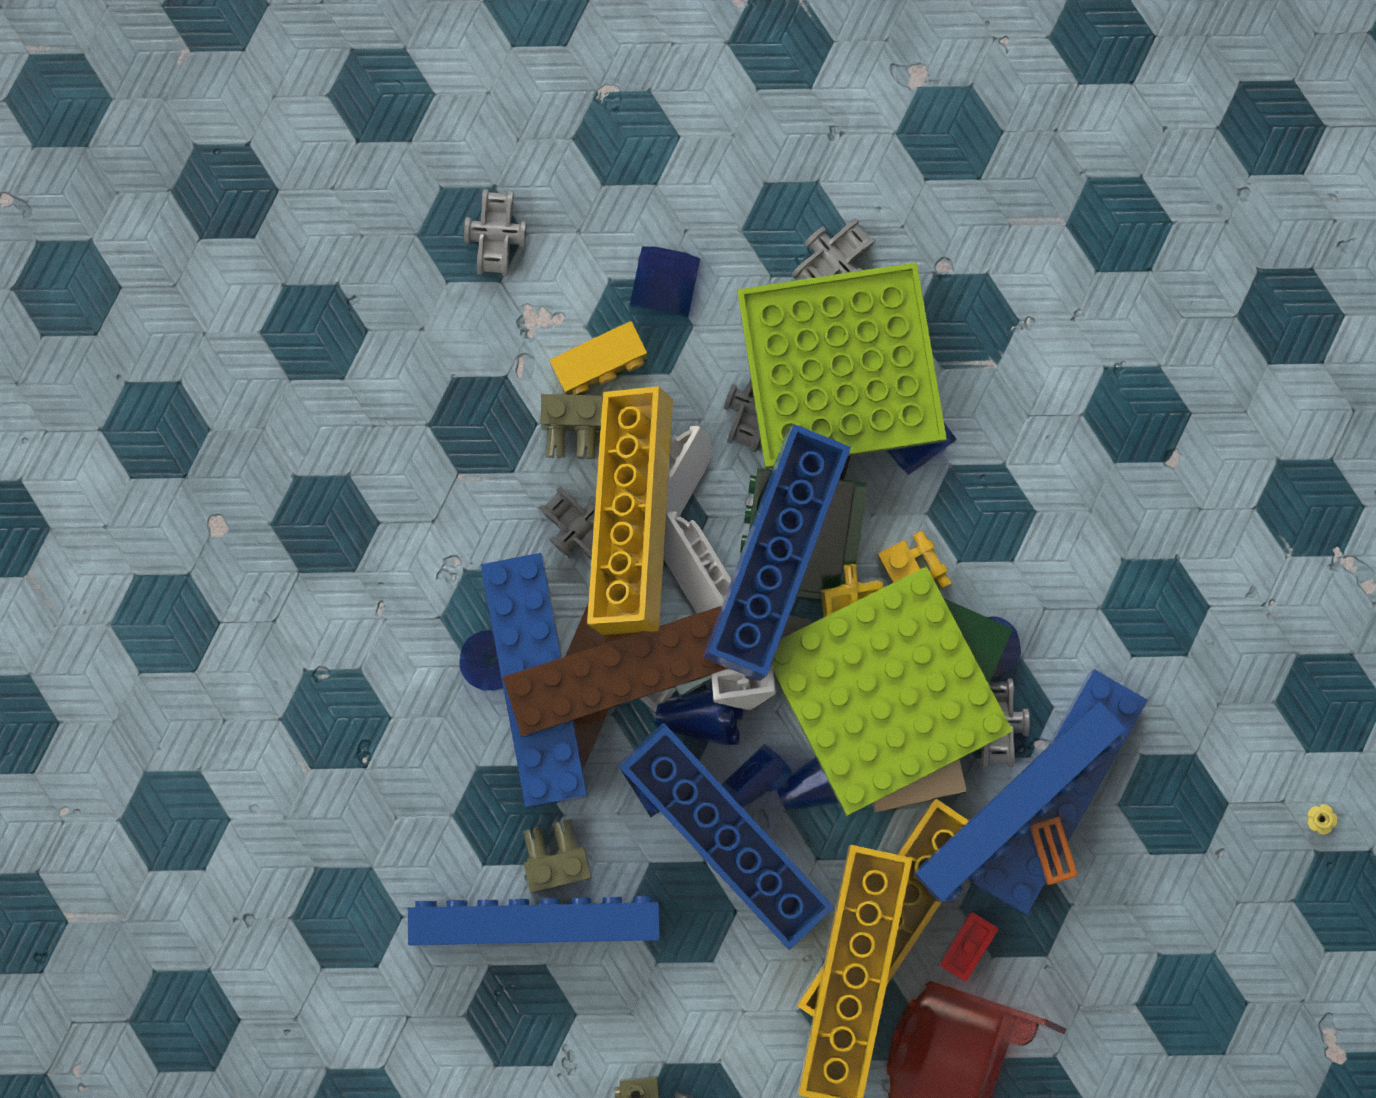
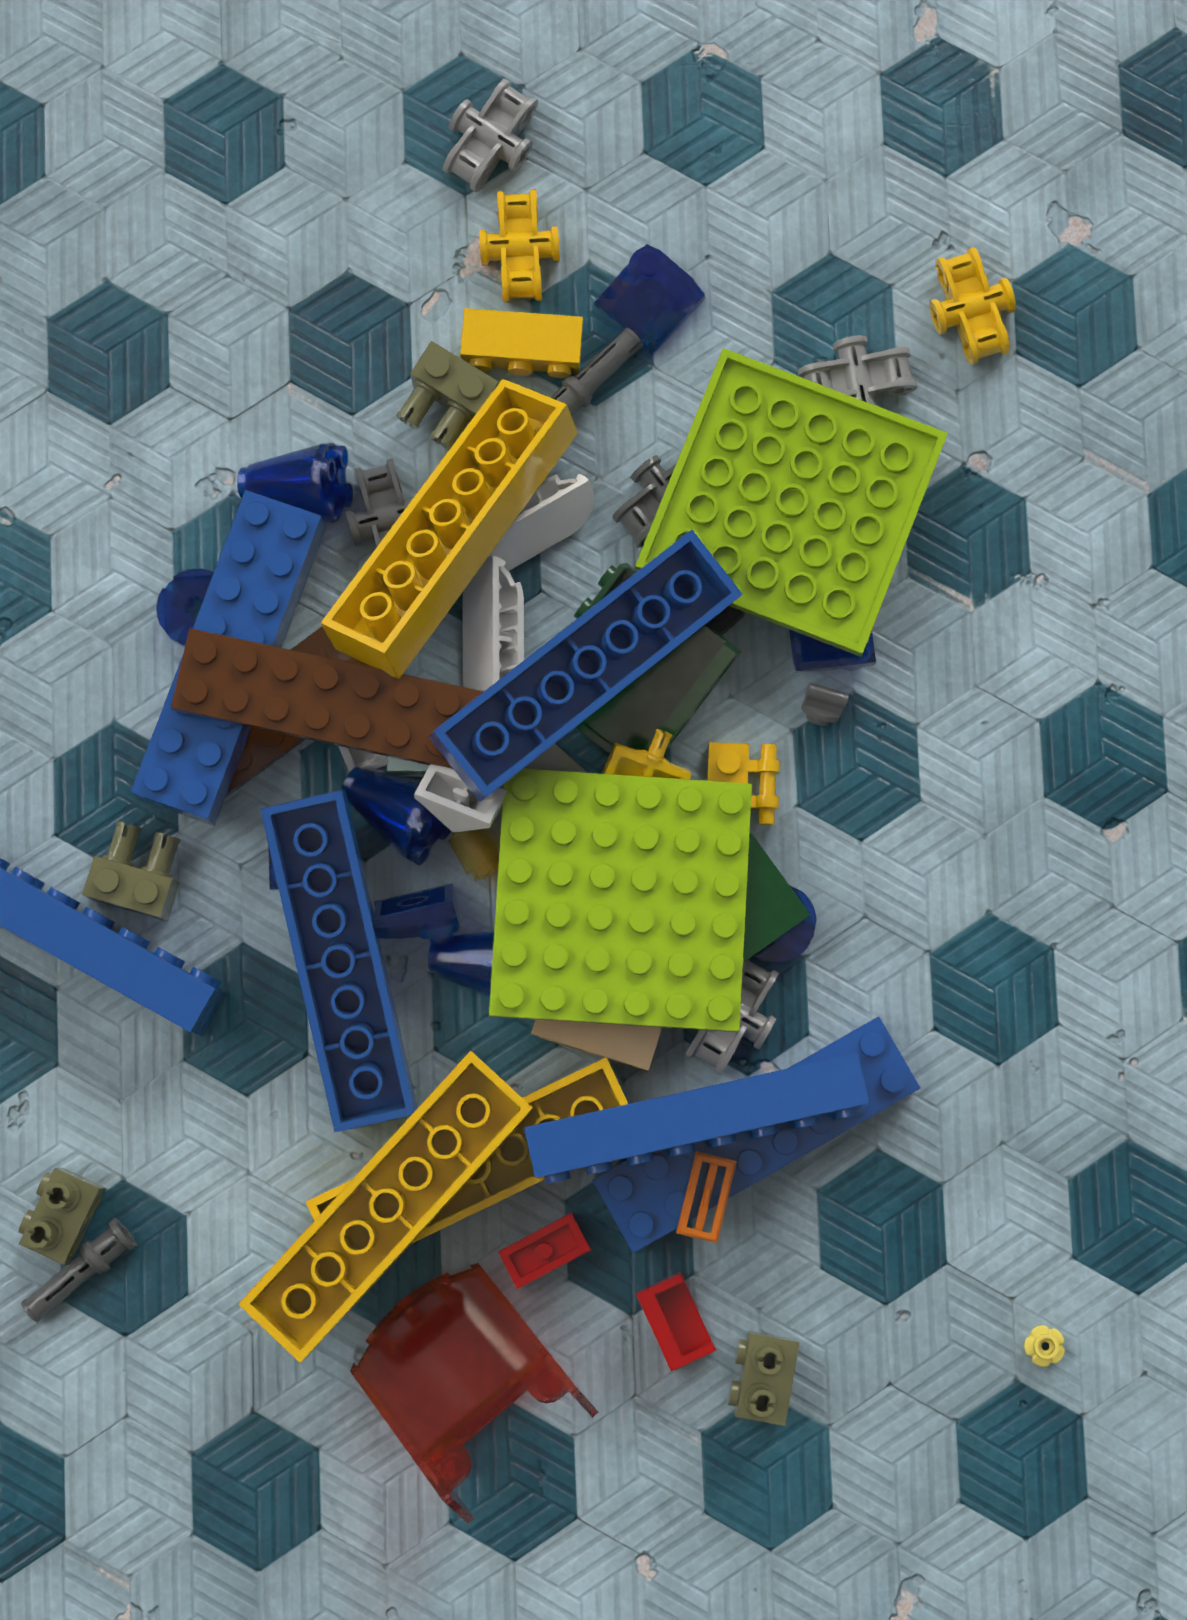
camera: 30 degrees right, 0 degrees up
(509, 536) = (304, 479): none -> clear blue cone
(558, 295) = (519, 245): none -> yellow axle
(654, 369) = (578, 390): none -> dark grey pin
(770, 715) = (476, 852): none -> clear yellow brick
(887, 169) = (972, 306): none -> yellow axle
(937, 486) = (823, 704): none -> dark grey plate
(1078, 943) = (675, 1321): none -> red panel
(1156, 945) = (764, 1377): none -> olive brick

